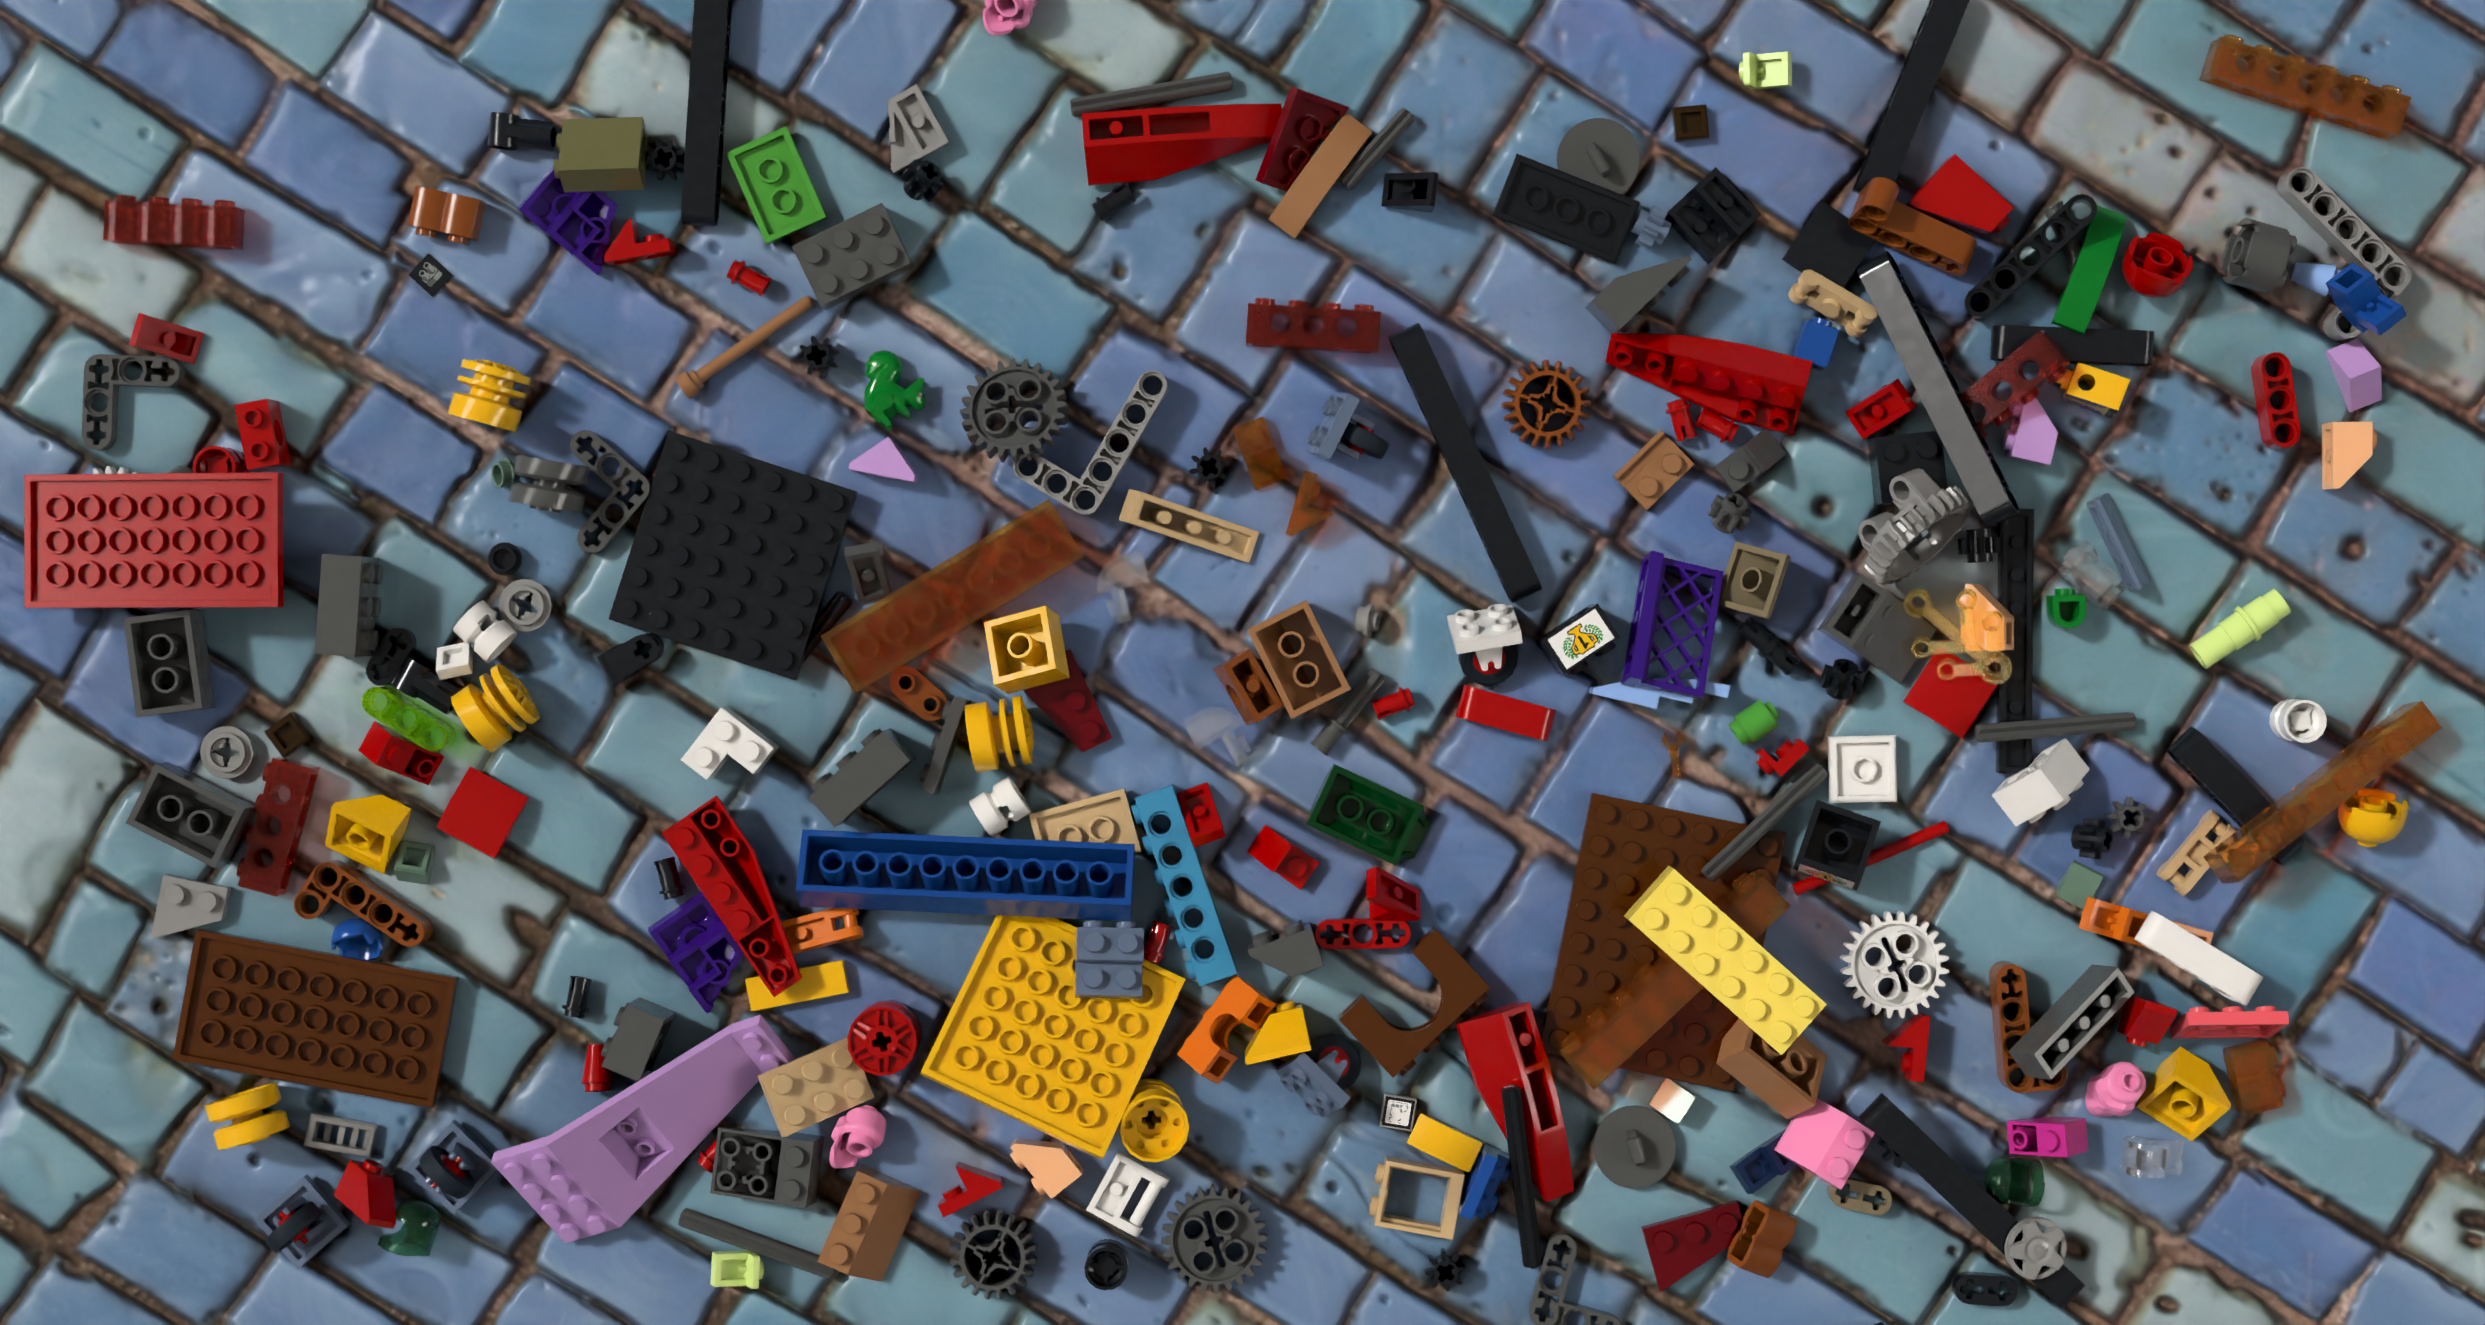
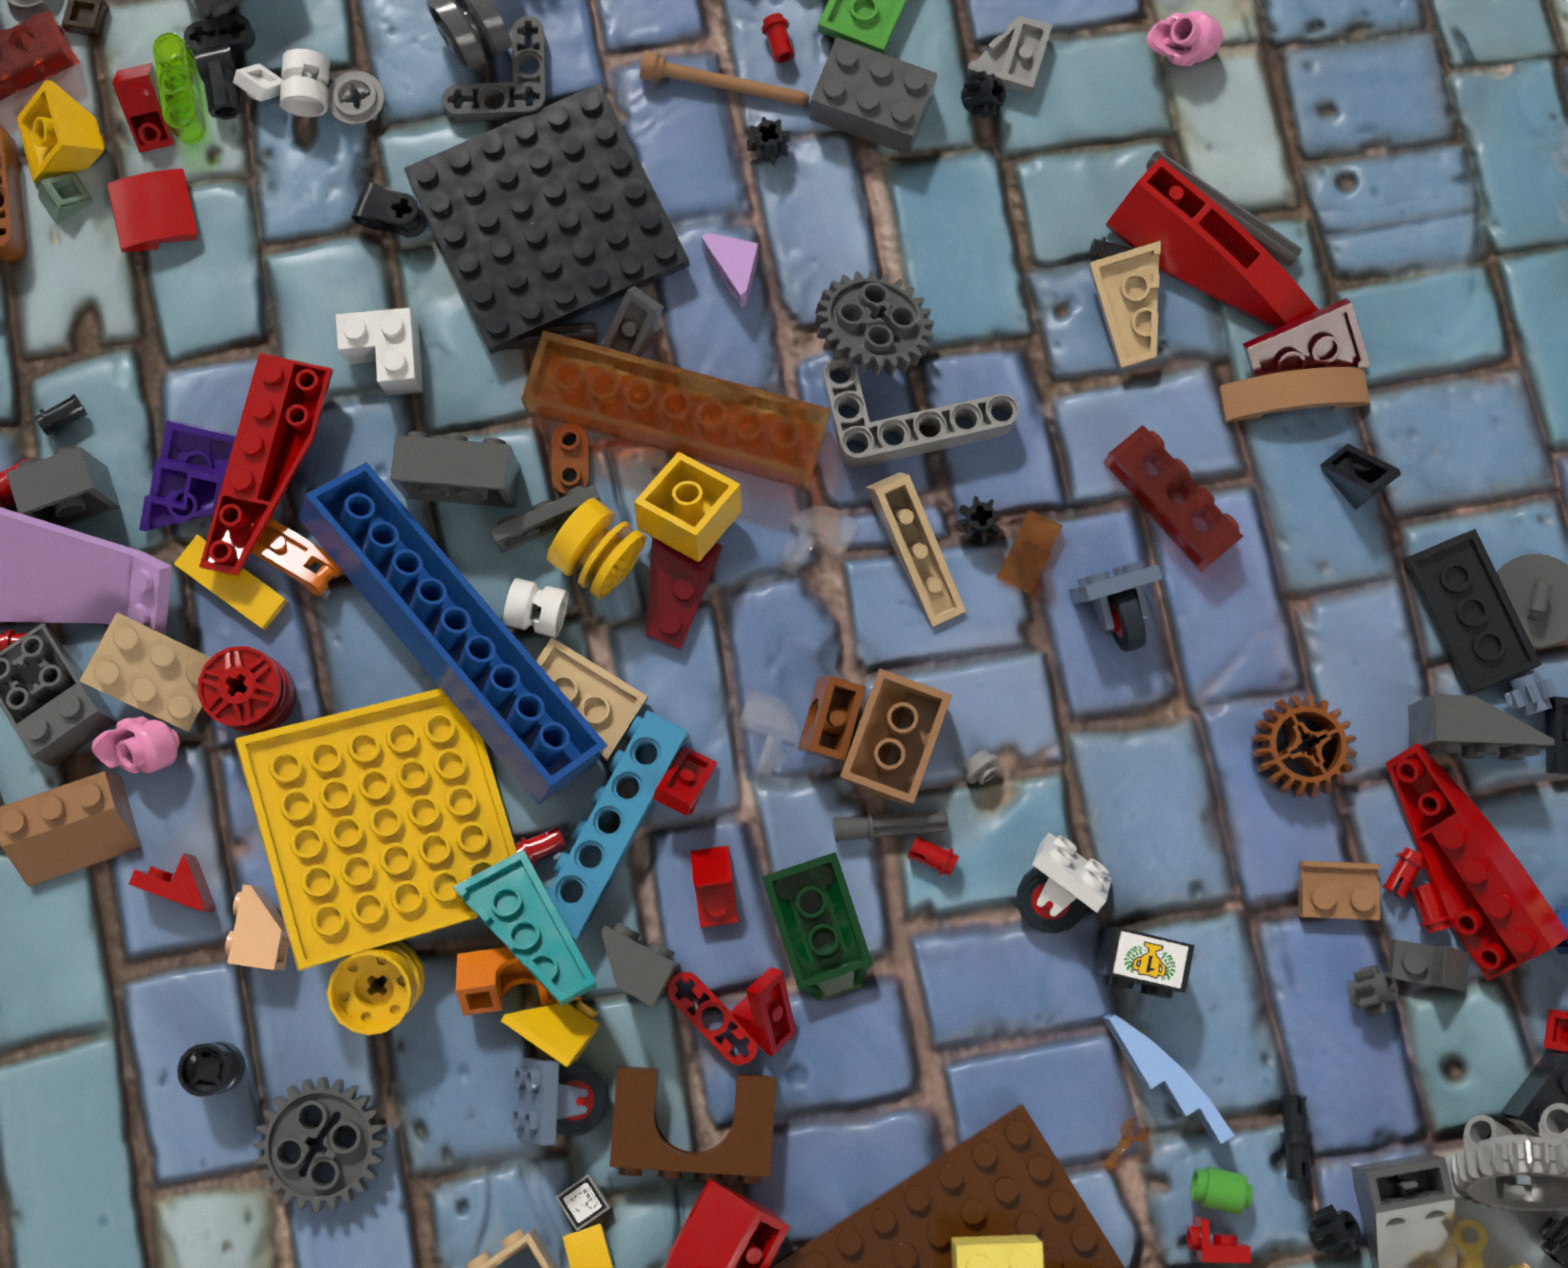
camera: 50 degrees right, 10 degrees down
(489, 712) = (246, 138): yellow wheel -> none
(505, 558) = (379, 52): black plate -> none
(669, 878) = (229, 400): black pin -> none
(884, 396) = (787, 218): green animal -> none
(1007, 1261) = (129, 944): dark grey gear -> none
(1109, 960) = (486, 817): sand blue plate -> none
(1118, 1188) = (290, 1015): white plate -> none
(1157, 226) = (1129, 301): none -> tan wing
(1197, 994) = (524, 919): none -> teal wing
(1303, 515) = (1016, 631): clear orange slope -> none
(1376, 148) = (1361, 417): dark grey axle -> none
(1465, 463) = (1188, 728): black beam -> none
(1505, 713) = (1018, 961): red beam -> none
(1644, 620) = (1208, 1009): dark purple fence -> none
(1753, 580) = (1337, 1068): dark tan slope -> none

